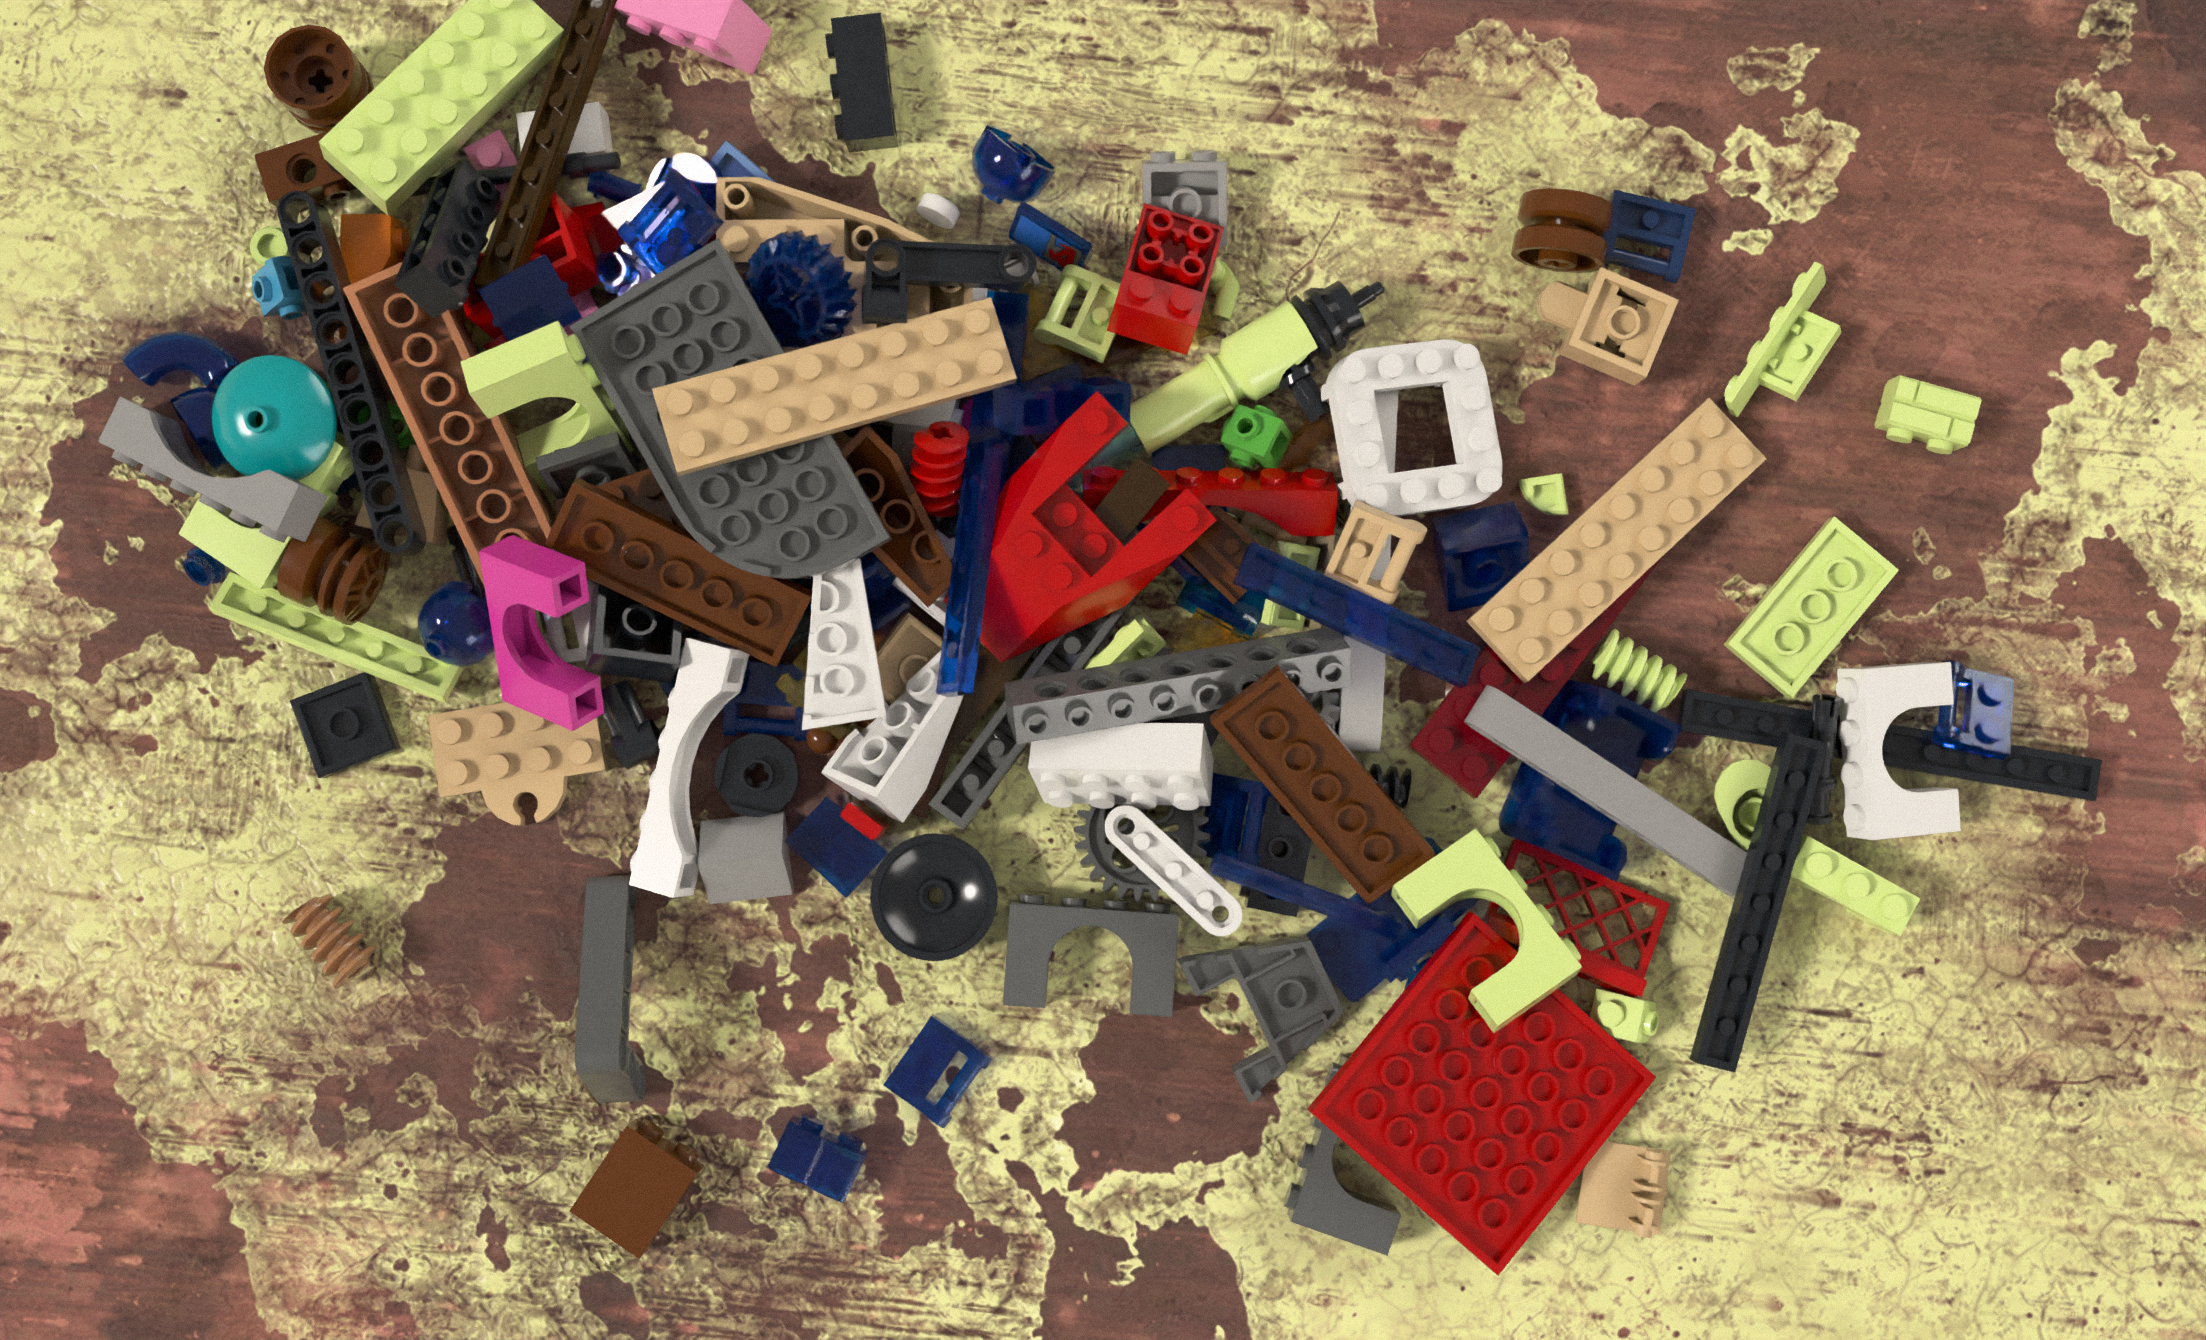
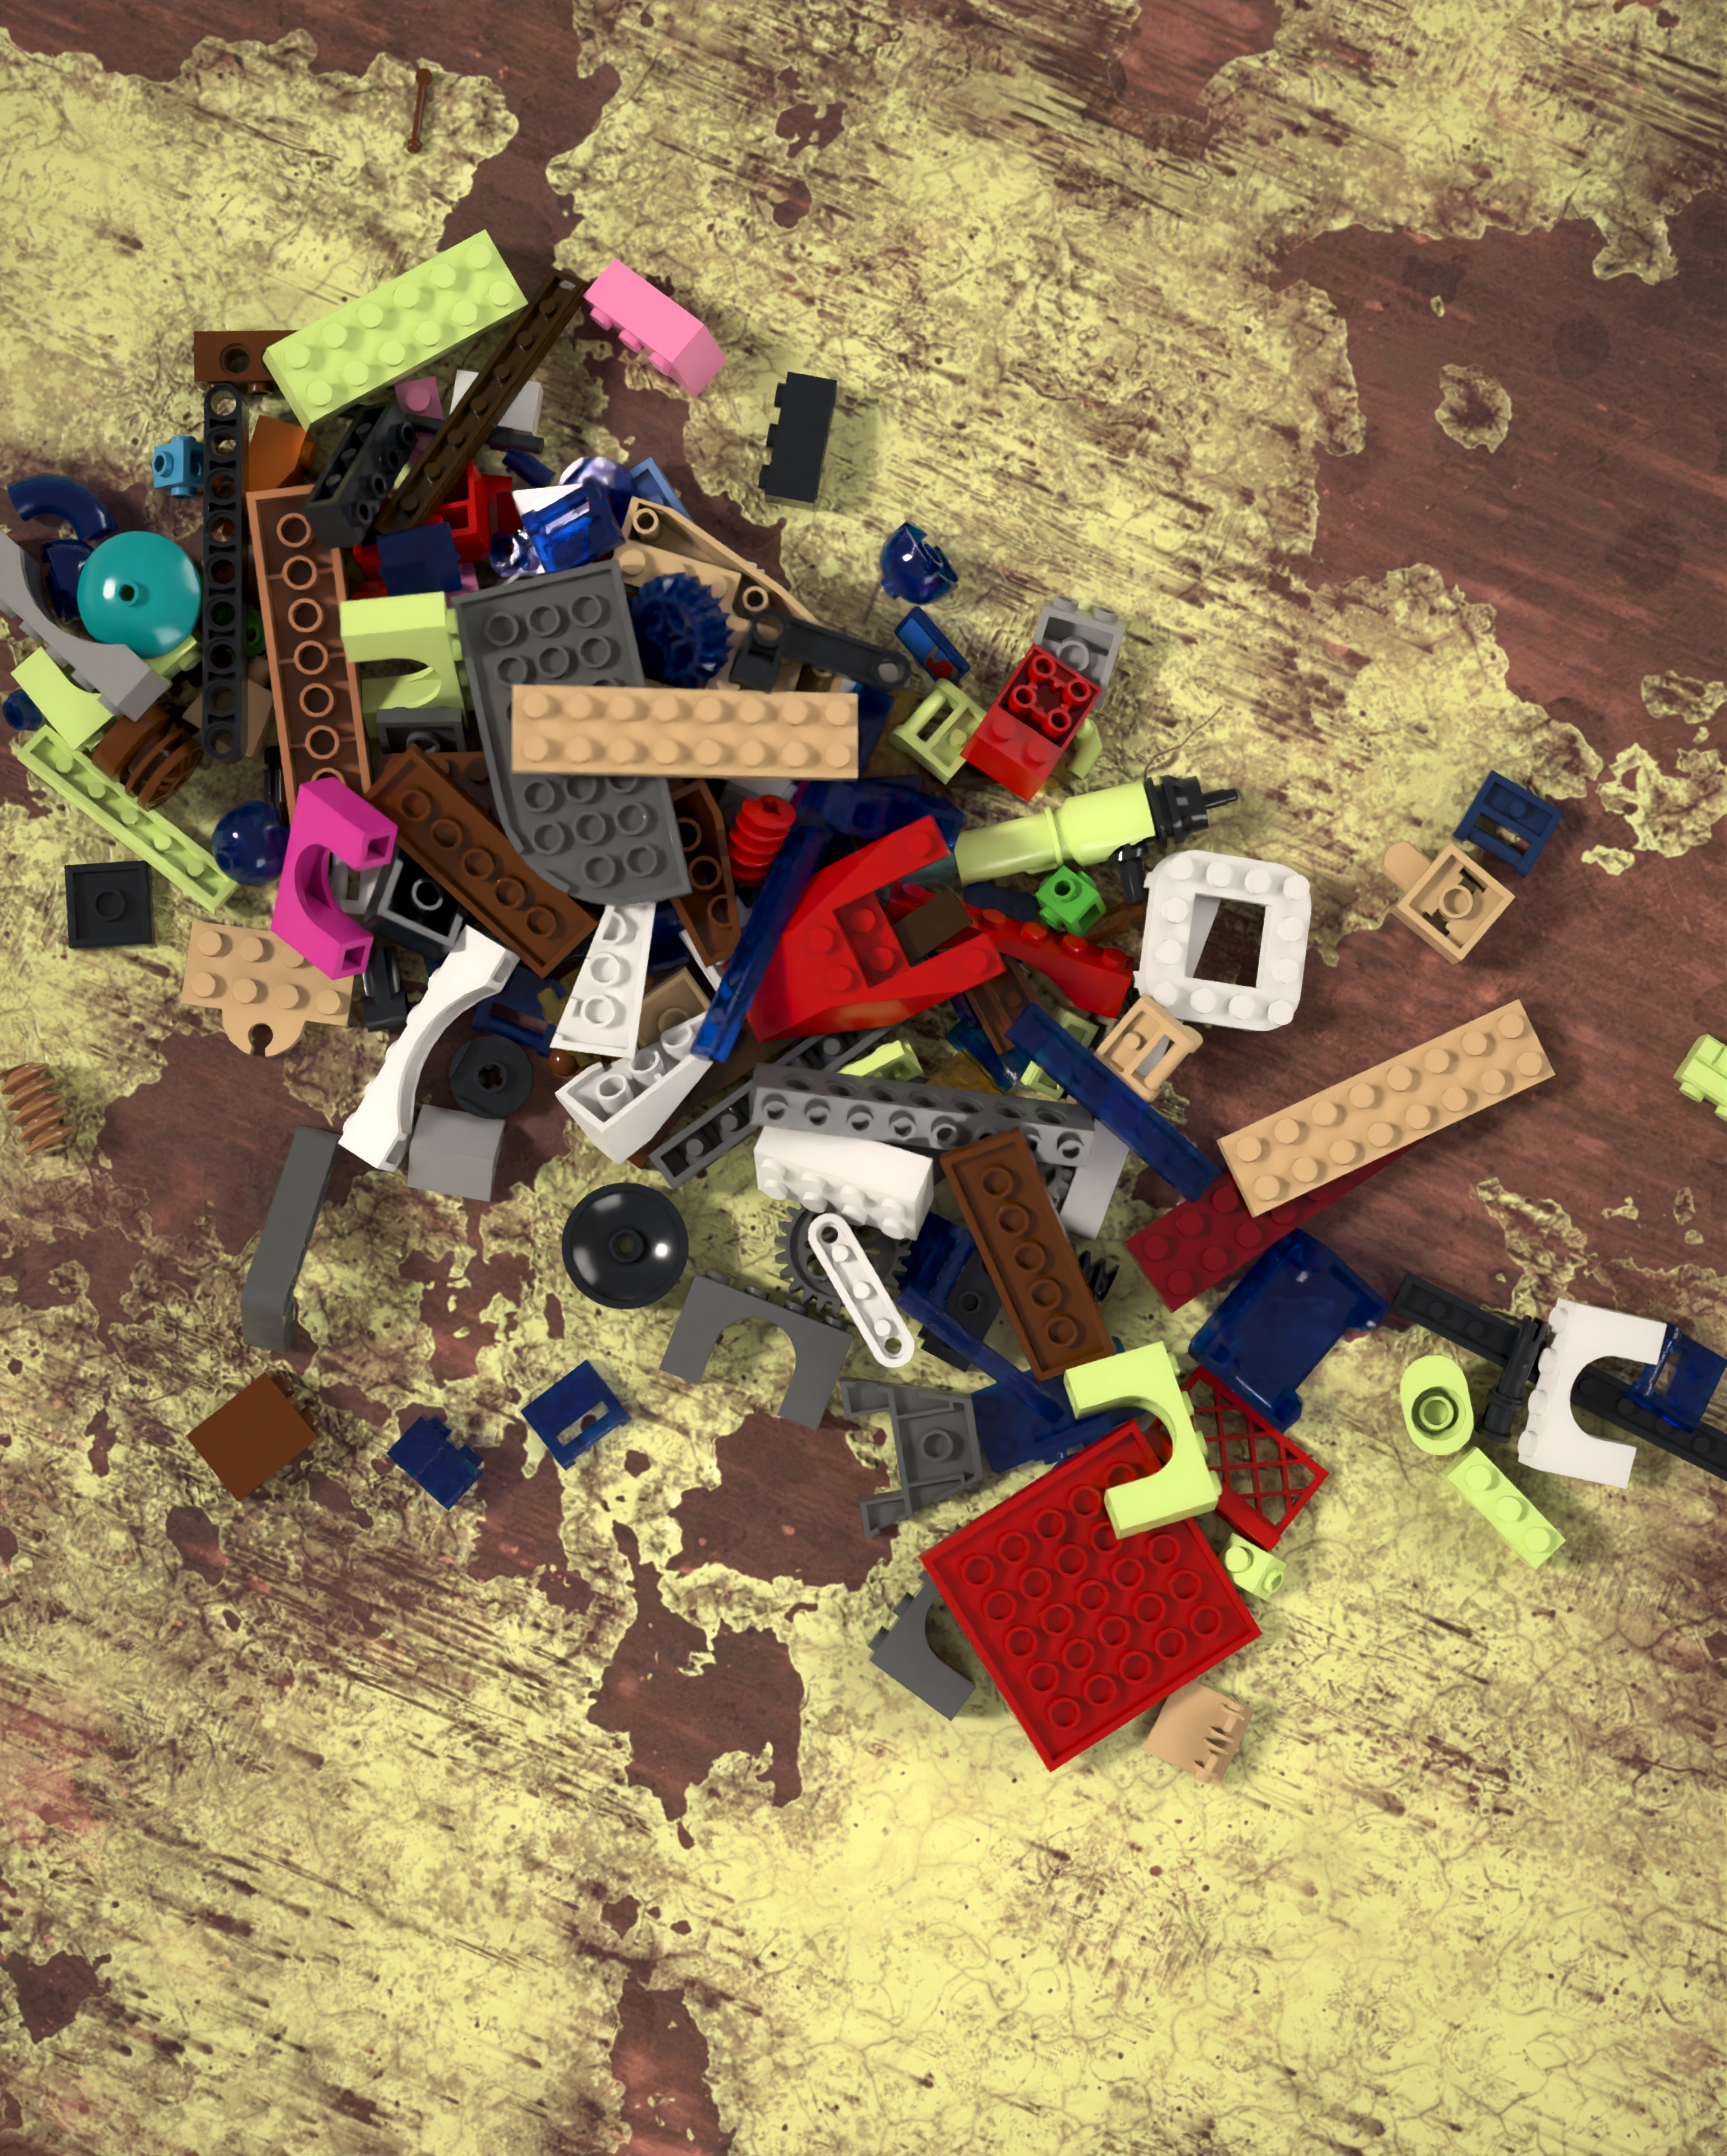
camera: 10 degrees right, 0 degrees up
(268, 243) = (180, 419): yellowish green tile -> none
(301, 73) = (266, 260): reddish brown wheel -> none
(836, 847) = (546, 1169): clear blue plate -> none
(865, 820) = (582, 1152): red tile -> none
(938, 210) = (833, 587): white tile -> none
(1479, 553) = (1250, 1079): clear blue slope -> none
(1546, 494) = (1334, 1042): yellowish green tile -> none
(1562, 230) = (1426, 795): reddish brown wheel -> none
(1607, 789) = (1315, 1361): light grey beam -> none
(1637, 671) = (1365, 1242): yellowish green piece -> none
(1758, 901) = (1409, 1494): black plate -> none
(1790, 349) = (1611, 976): yellowish green bracket -> none
(1811, 607) = (1554, 1231): yellowish green plate -> none

